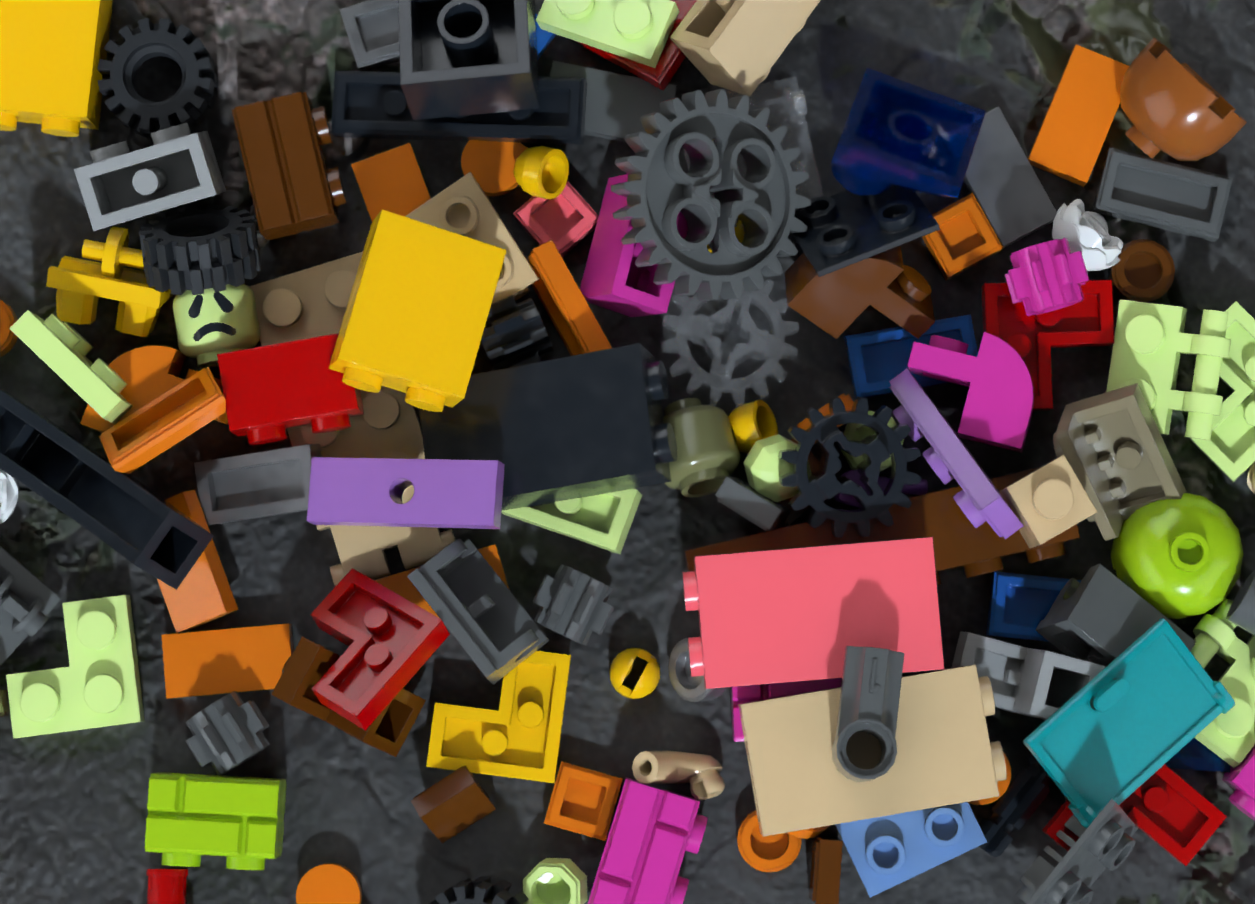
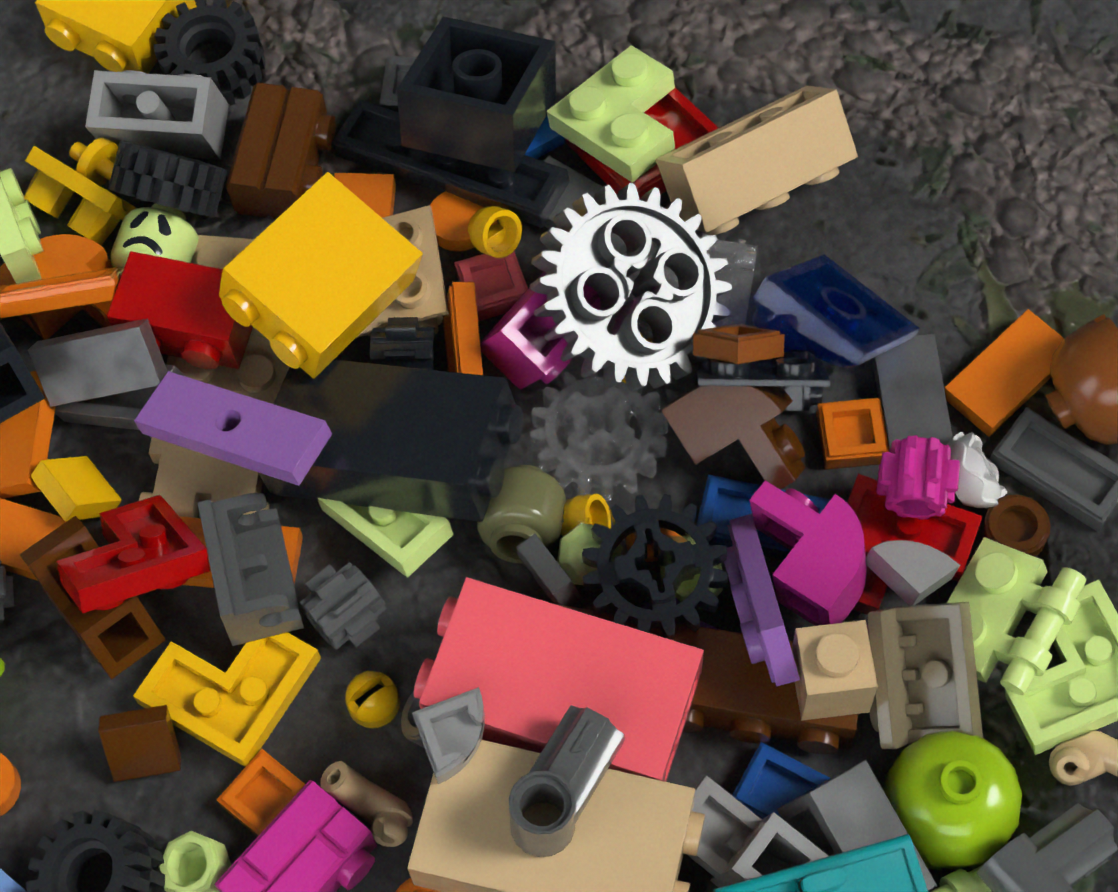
camera: 25 degrees right, 20 degrees down
(238, 473) = (98, 362): none -> flat silver tile
(269, 593) = (75, 487): none -> yellow tile
(749, 706) = (451, 732): none -> light grey tile
(833, 212) = (738, 343): none -> dark orange tile
(1071, 364) = (911, 568): none -> light grey tile

